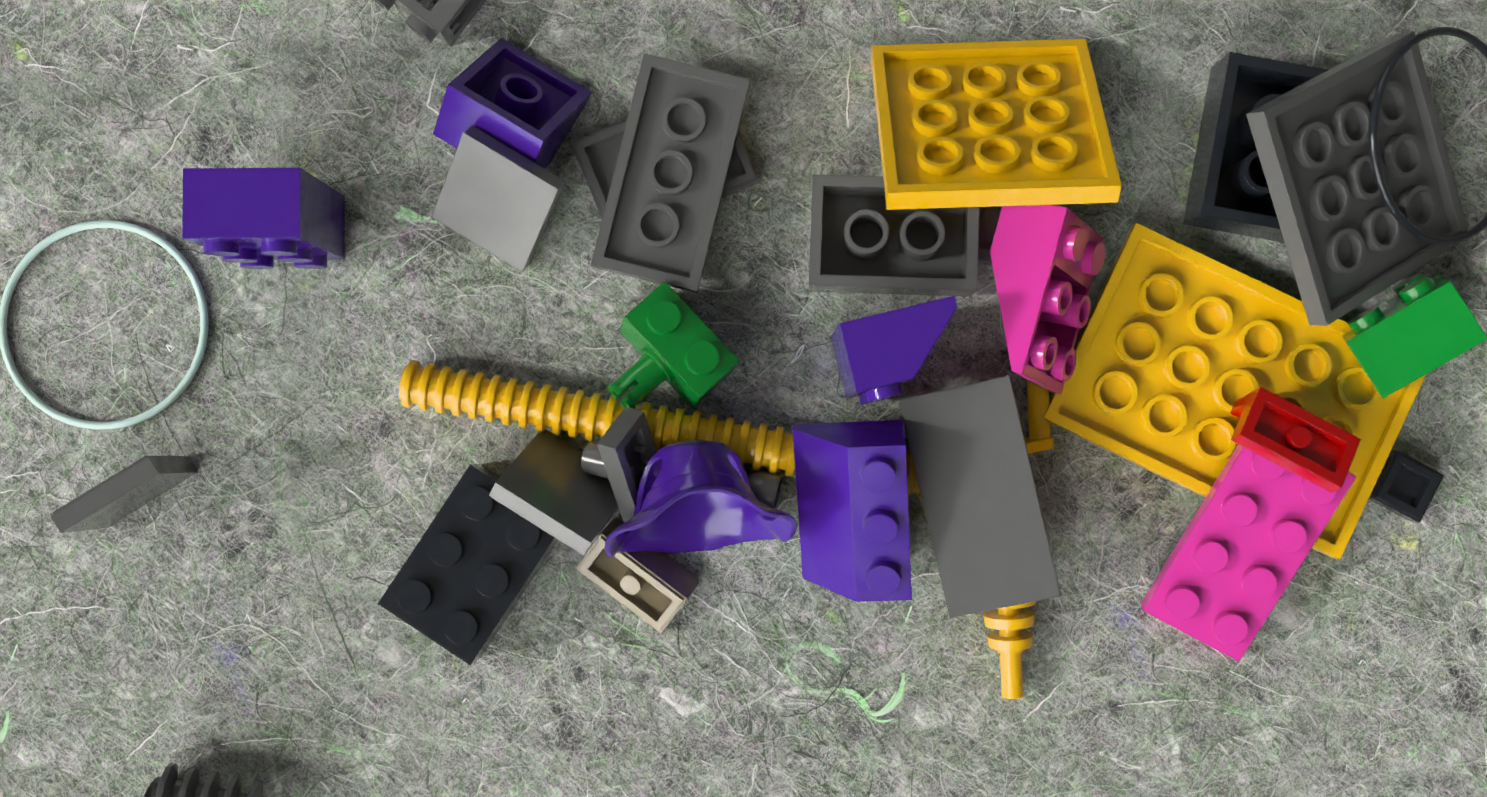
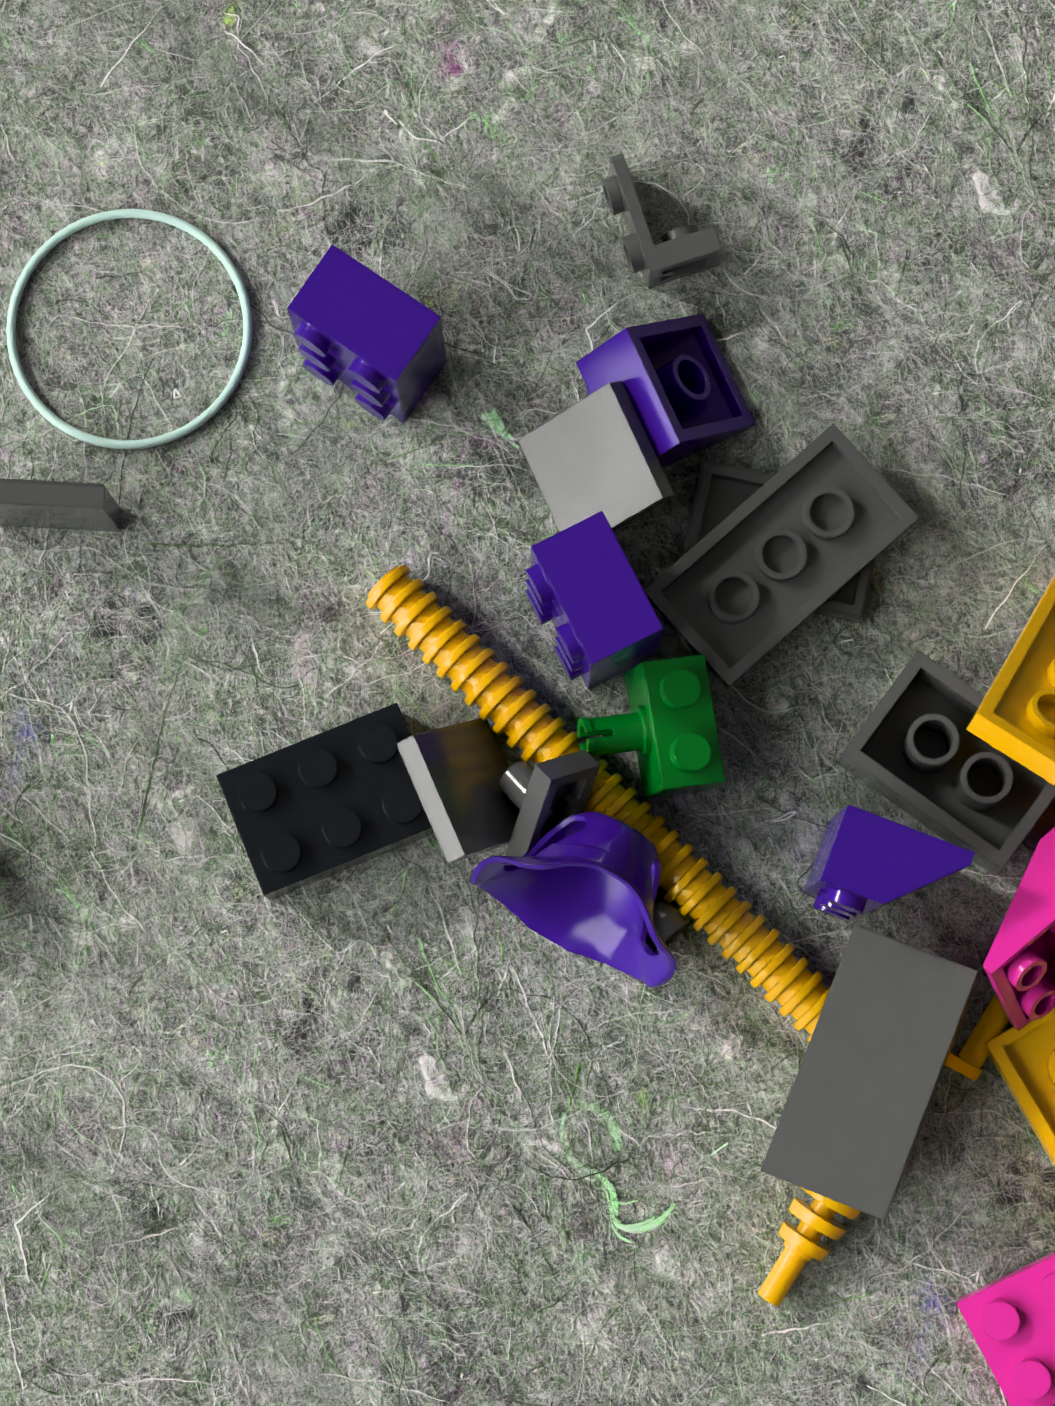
camera: 30 degrees right, 5 degrees down
(550, 291) = (593, 600): none -> dark purple brick
(642, 581) = (477, 930): dark tan slope -> none
(854, 508) = (738, 1000): dark purple slope -> none

